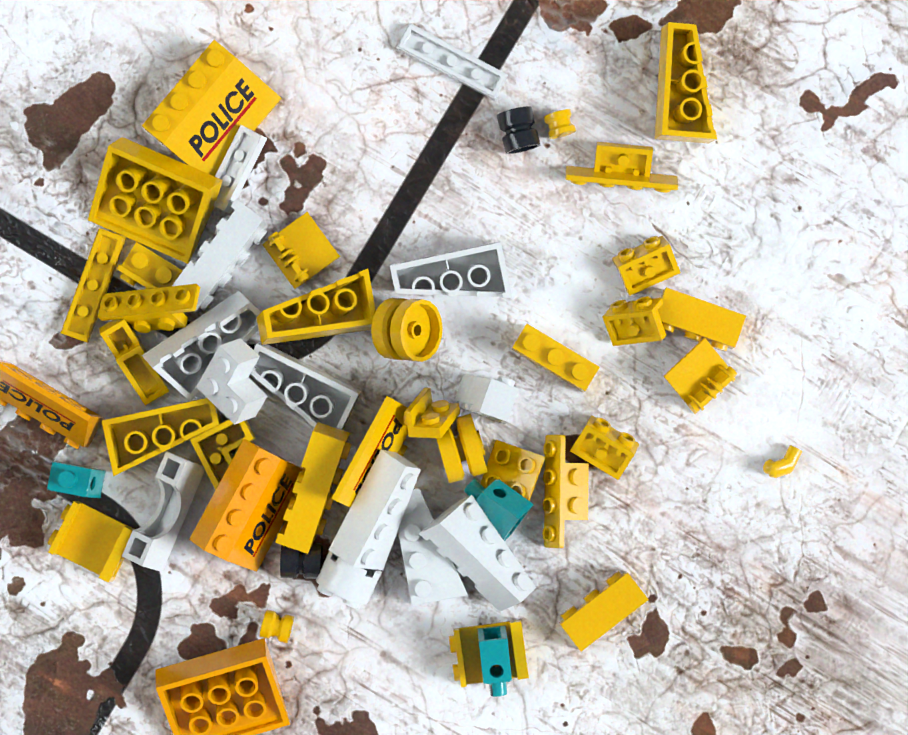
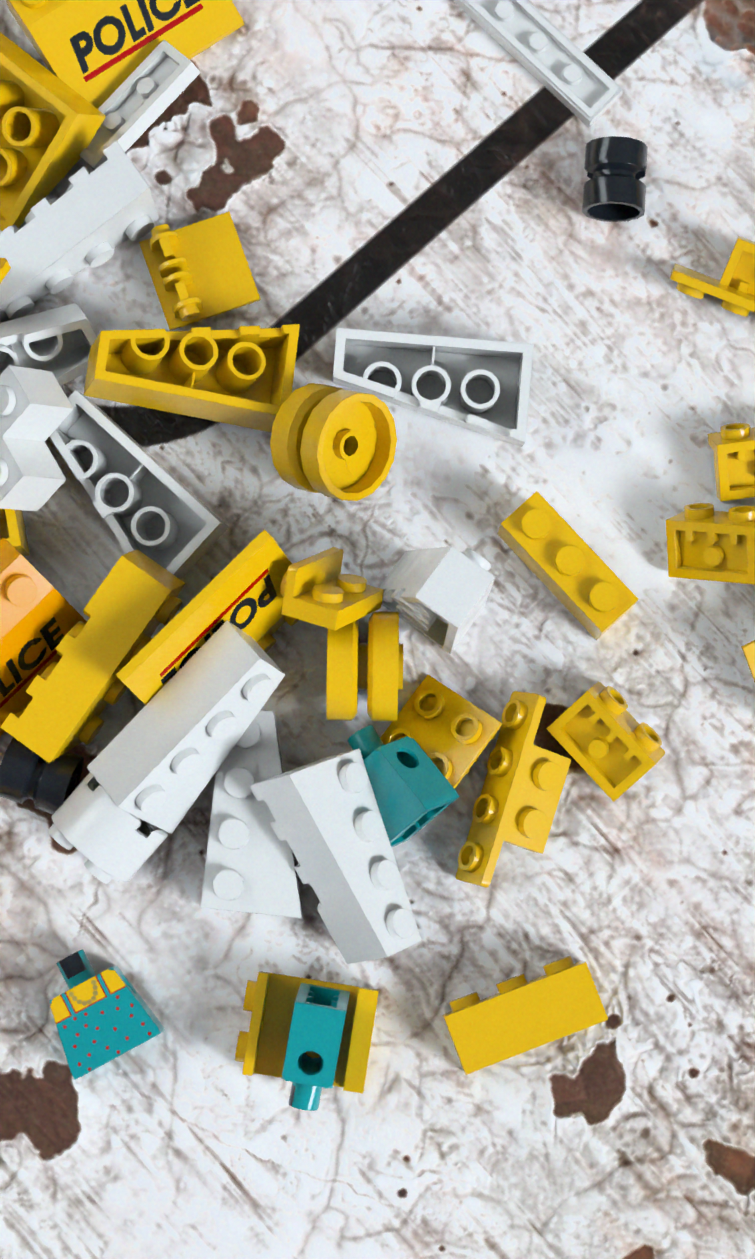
camera: 10 degrees right, 5 degrees down
(374, 678) = (99, 1015): none -> teal torso
(559, 124) = (685, 190): yellow wheel -> none

